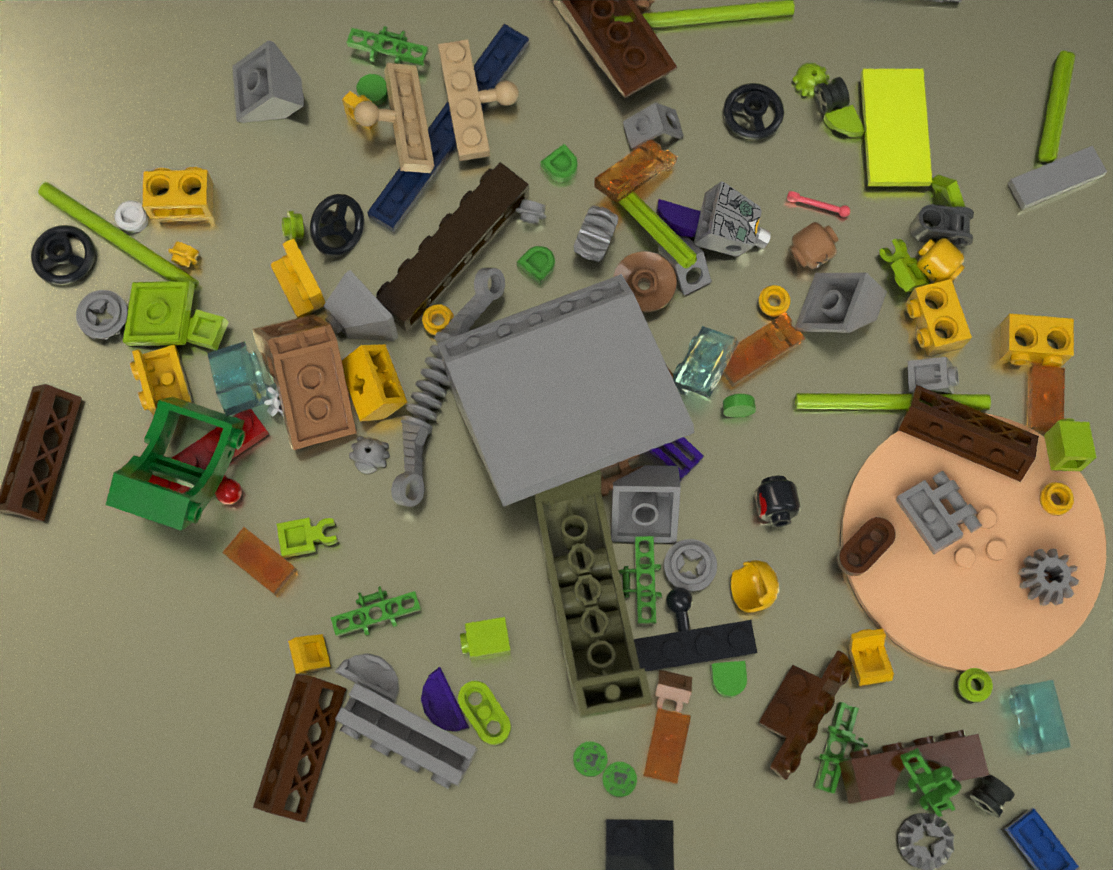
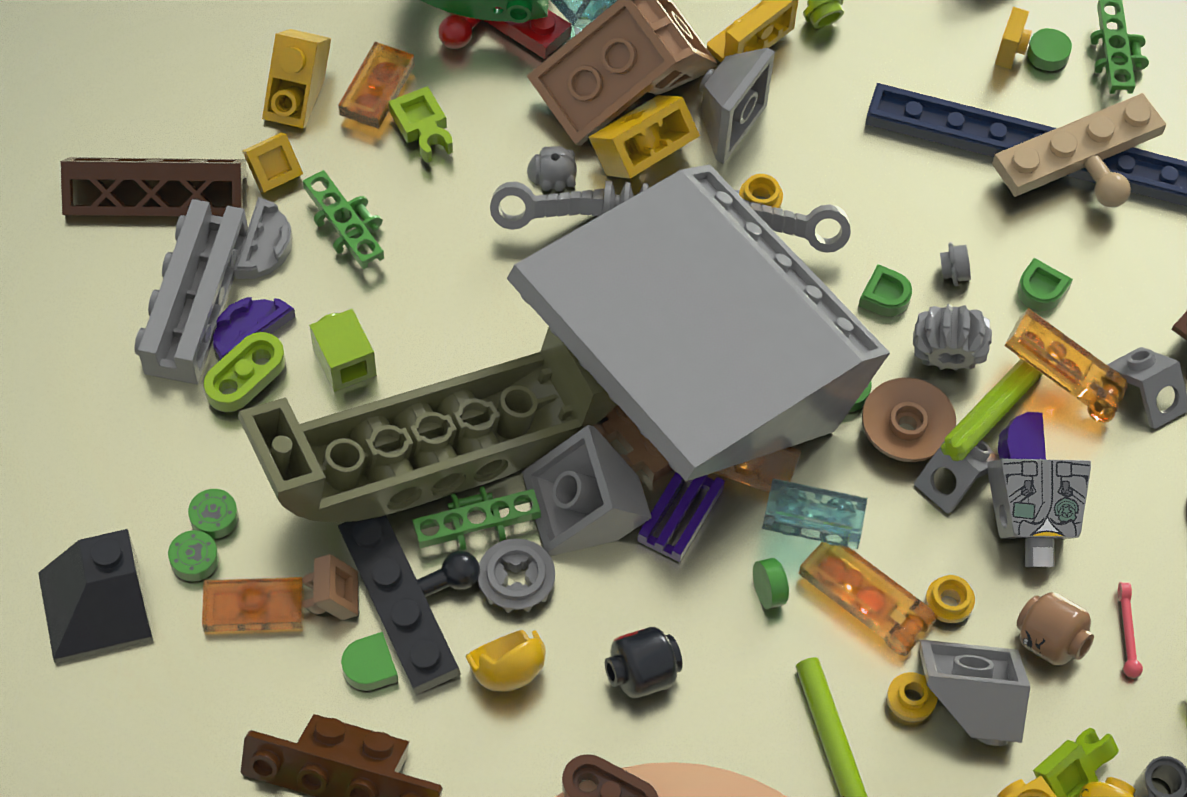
camera: 75 degrees right, 15 degrees down
(235, 618) = (295, 76): none -> yellow slope
(330, 222) = (857, 44): black piece -> none
(407, 117) = (1021, 84): tan plate -> none
(453, 246) = (868, 183): dark brown brick -> none
(829, 352) = (906, 708): none -> yellow plate

